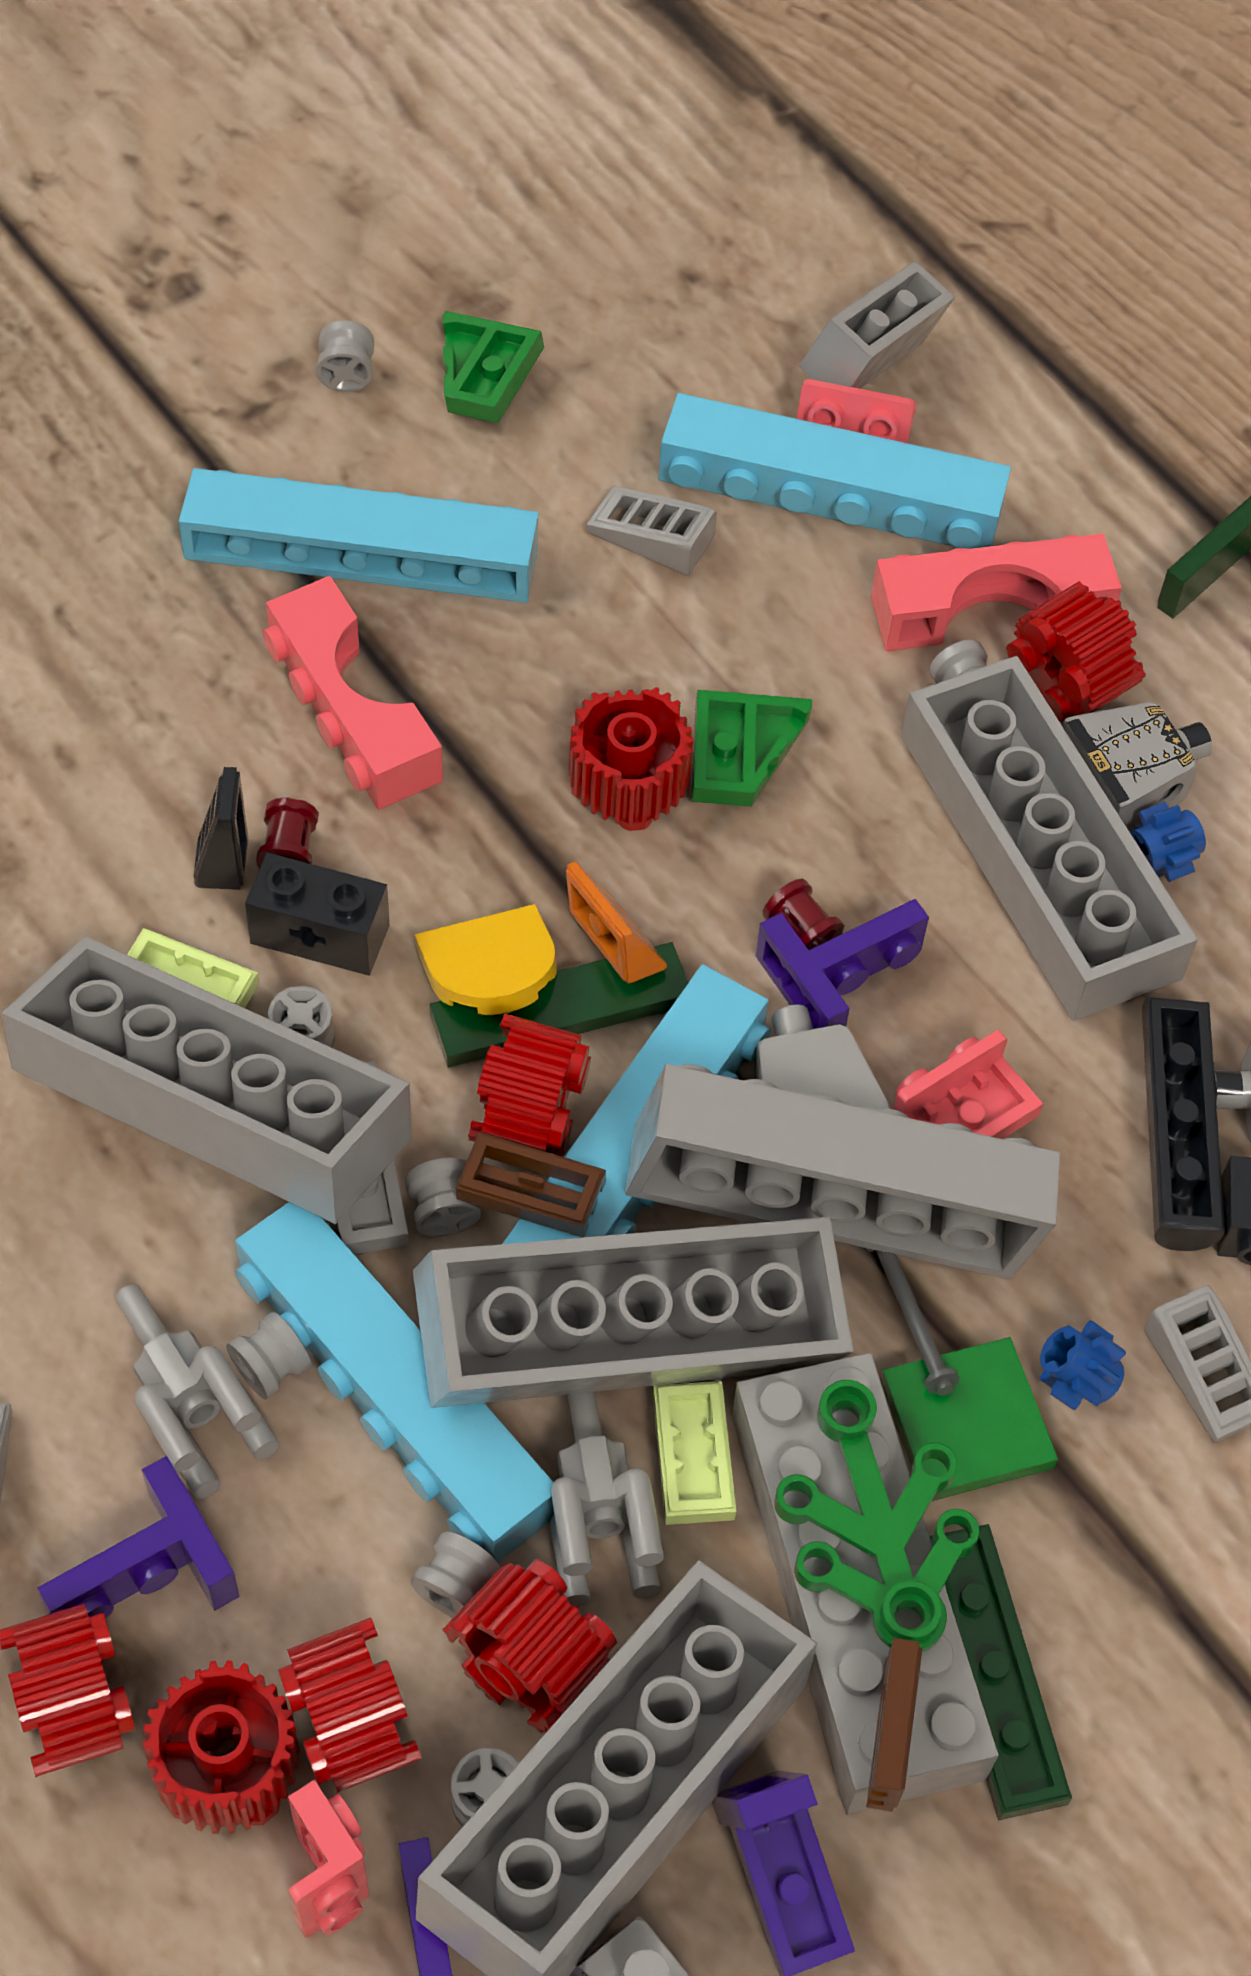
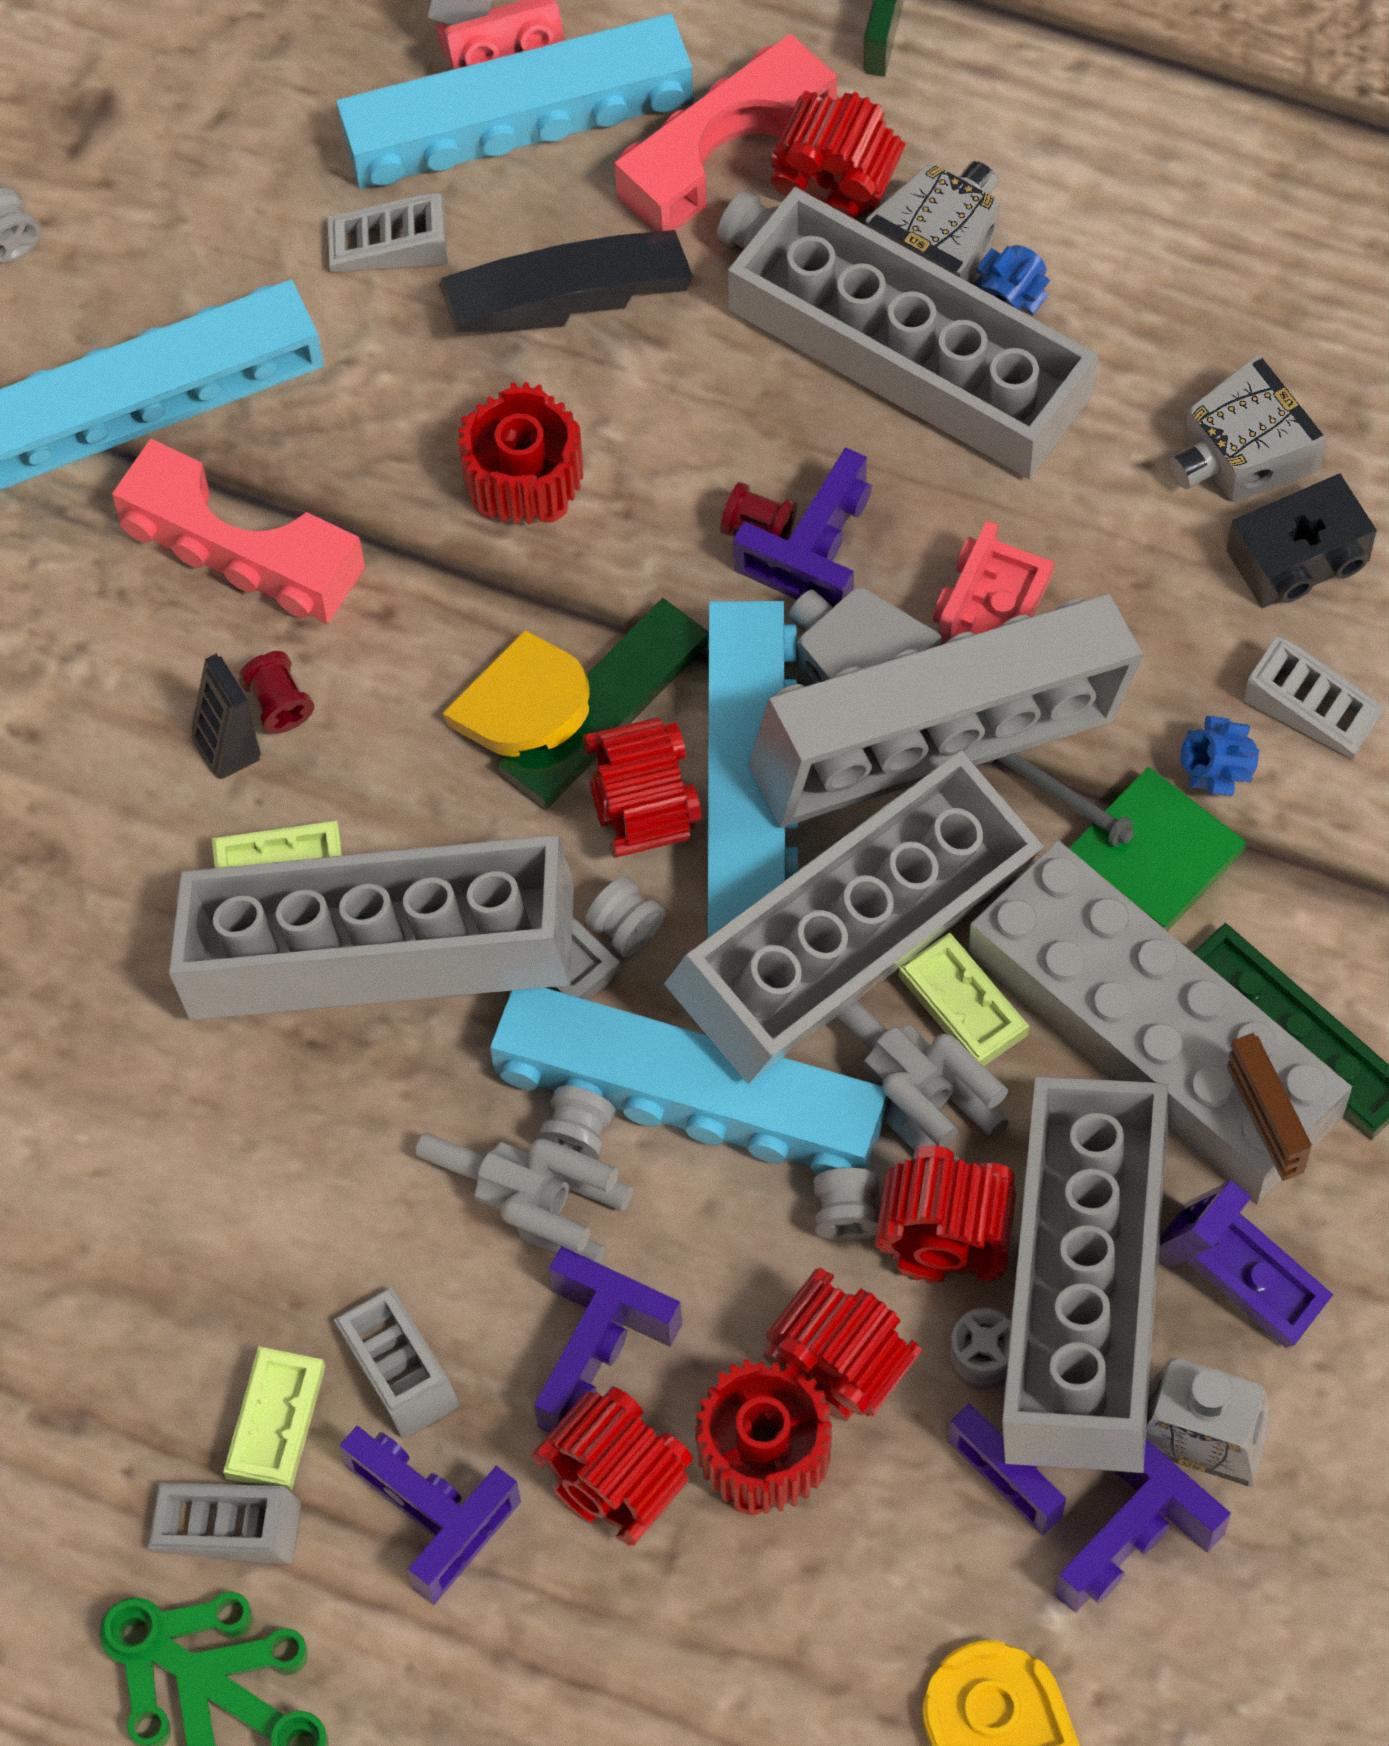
camera: 25 degrees left, 5 degrees up
(304, 1009) = (401, 828): light grey wheel -> none
(317, 913) = (353, 741): black brick -> none
(329, 1835) = (906, 1457): coral bracket -> none
(485, 364) = (133, 163): green wing -> none
(527, 1207) = (706, 883): reddish brown tile -> none
(610, 927) = (606, 615): orange slope -> none
(742, 743) = (602, 389): green wing -> none
(764, 631) = (552, 282): none -> black slope
(878, 1528) = (1157, 969): green plant -> none
(1182, 1124) = (1172, 514): black brick -> none

